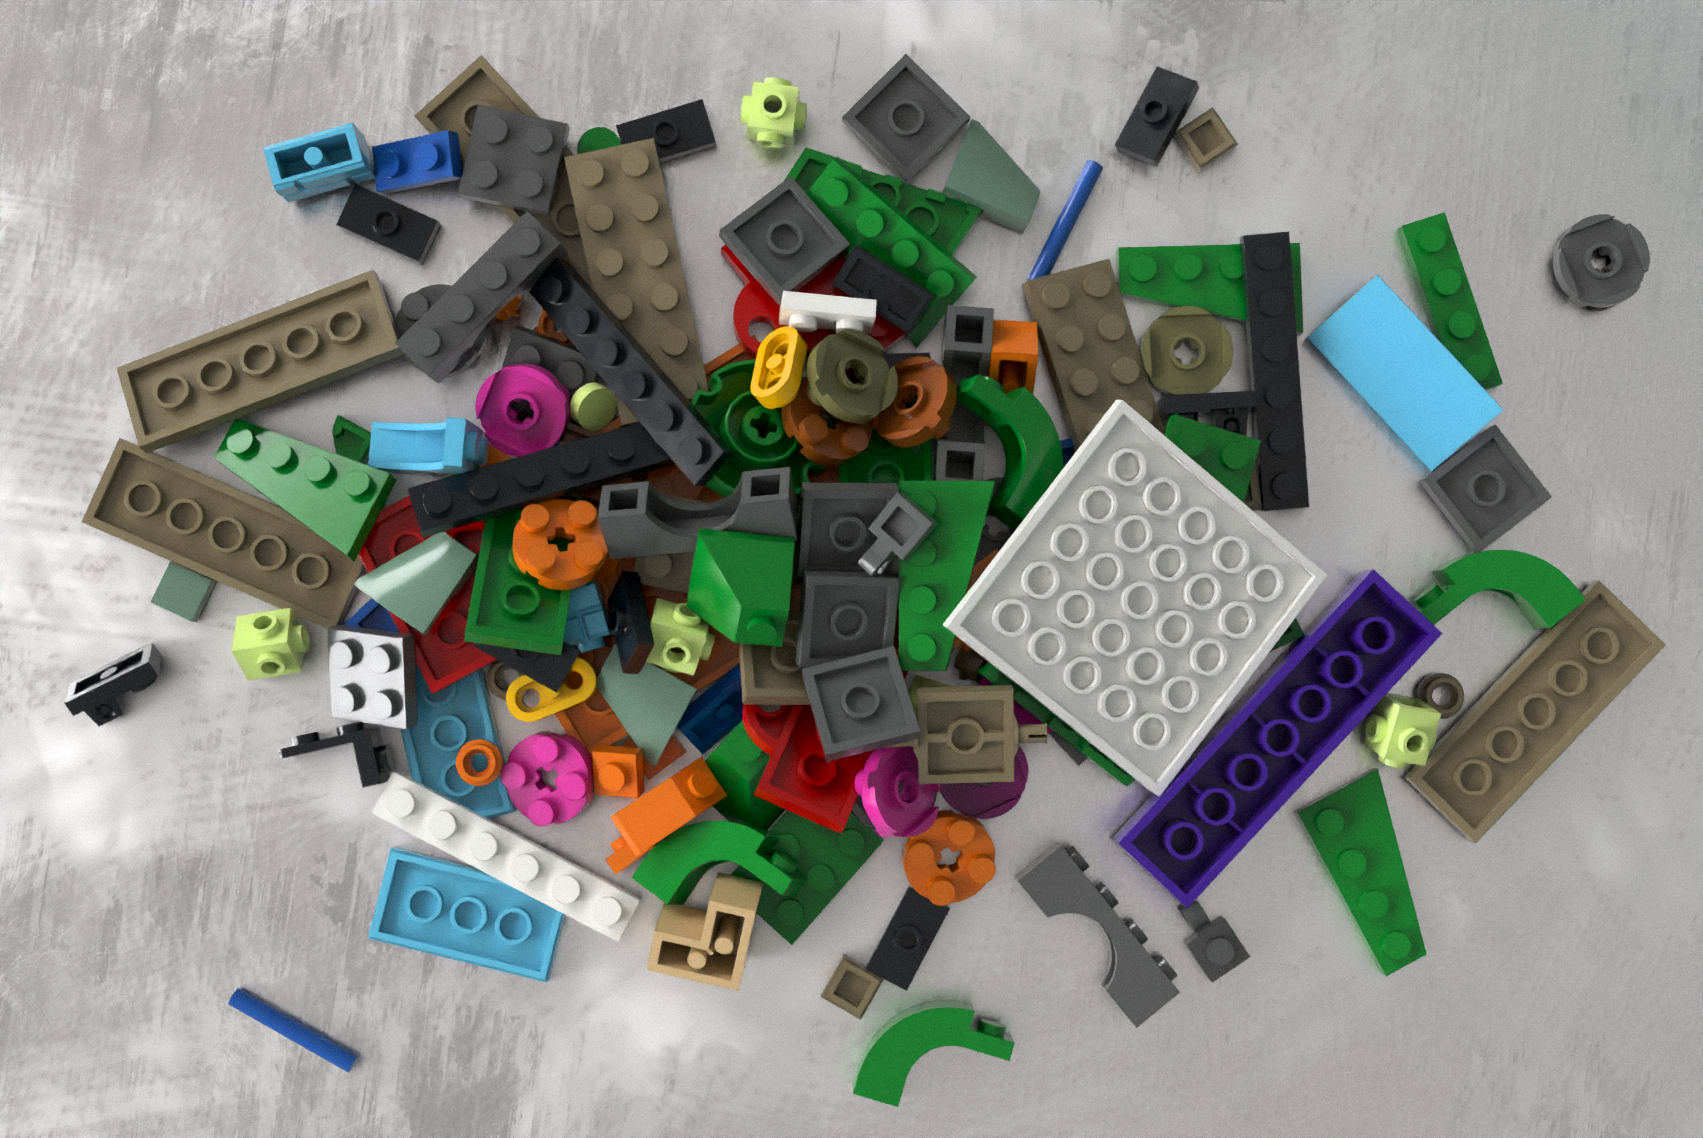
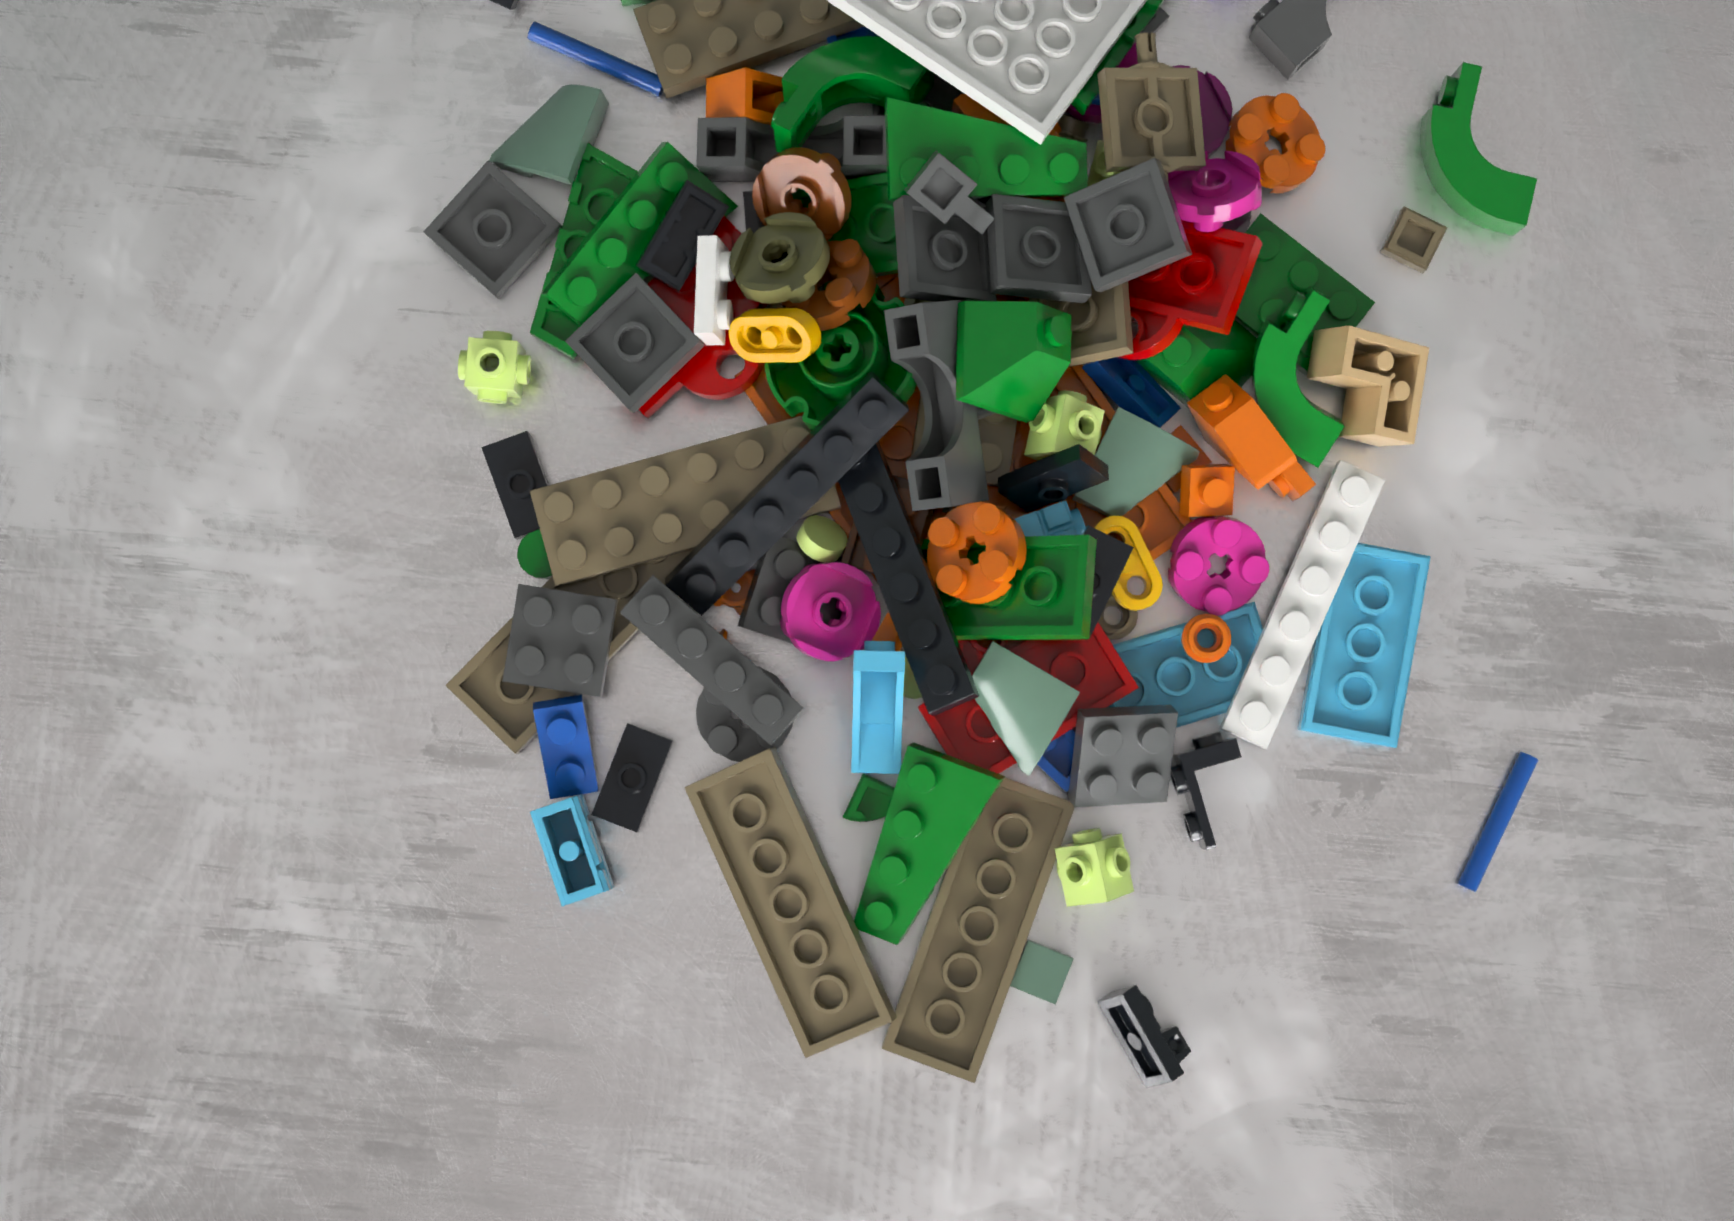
camera: 90 degrees left, 0 degrees up
(907, 939) = (1360, 185): black plate -> none

